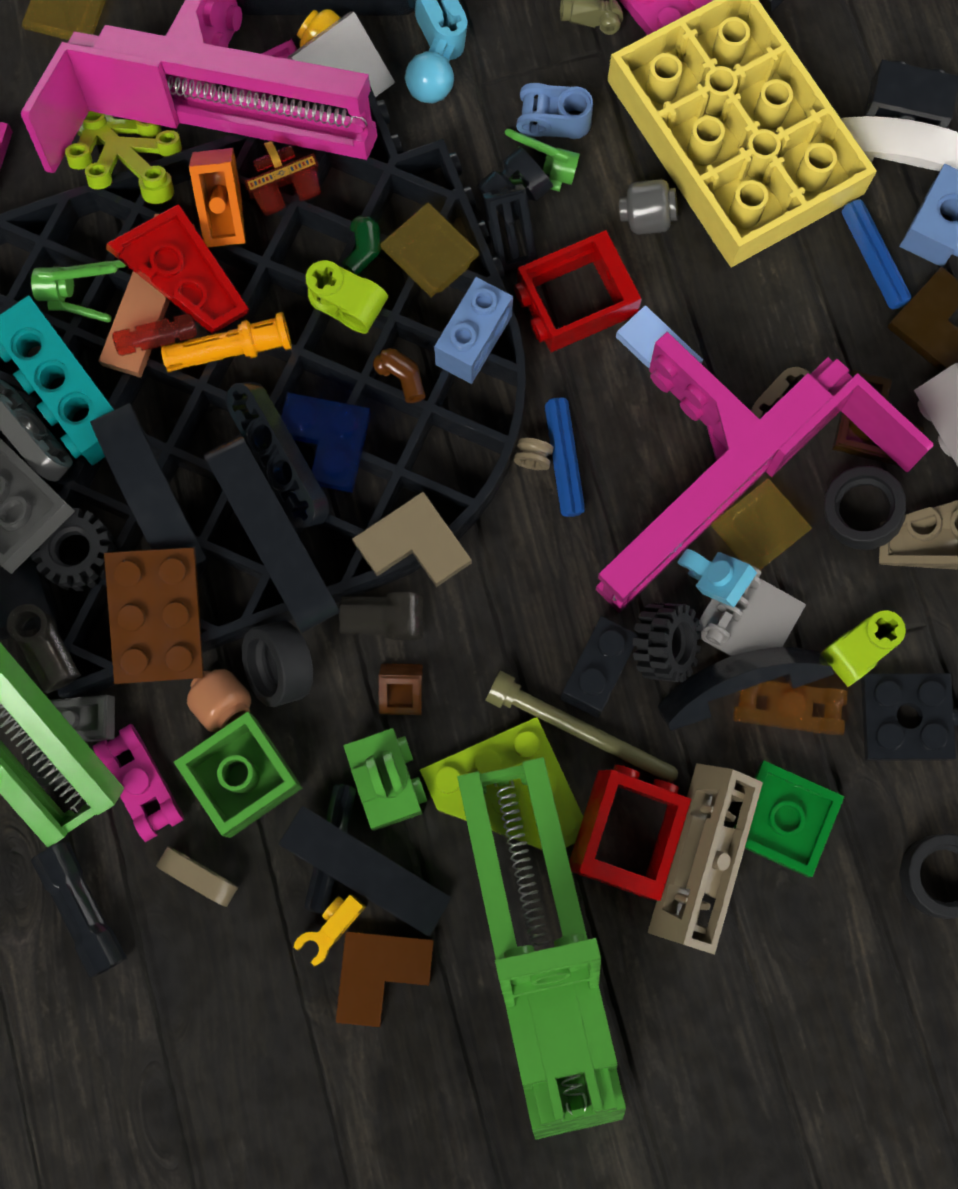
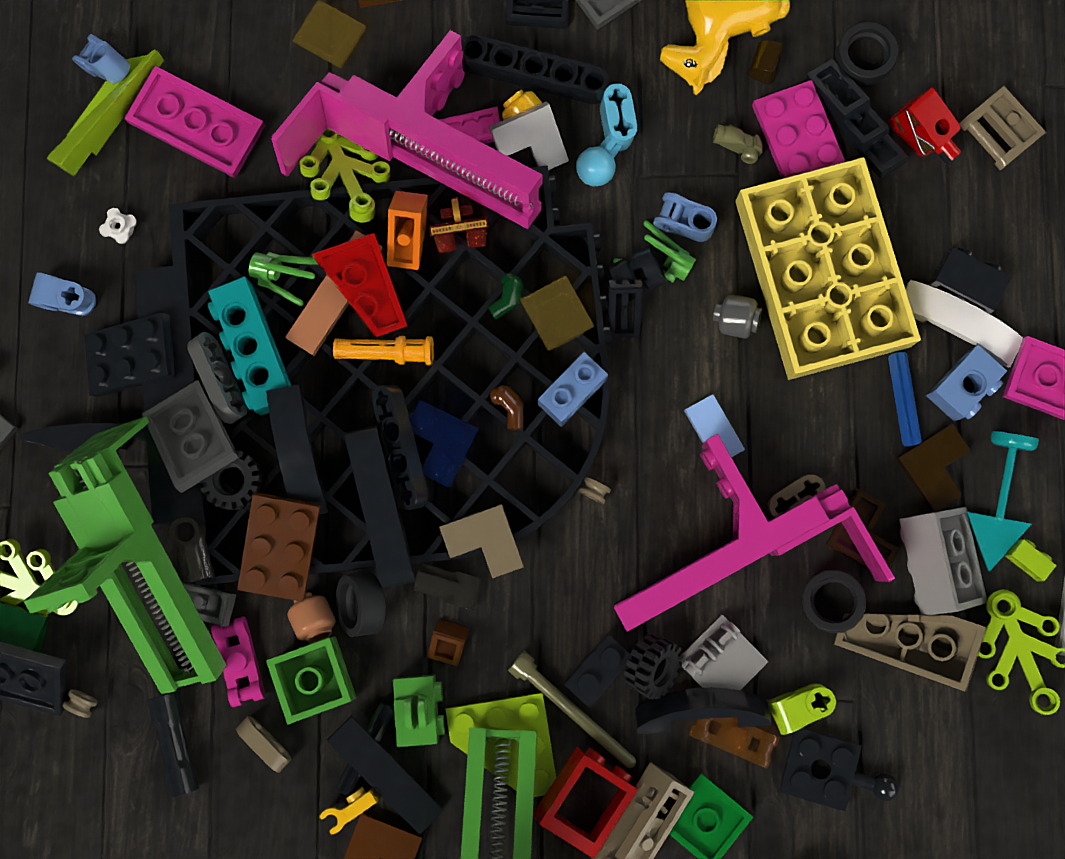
camera: 20 degrees right, 5 degrees up
(154, 334) = (331, 329): clear red axle -> none
(350, 299) = (486, 339): lime piece -> none
(564, 457) = (618, 498): blue axle -> none
(613, 273) = (695, 367): red window -> none
(721, 579) = (708, 627): medium azure plate -> none
(761, 526) = (752, 592): clear yellow piece -> none

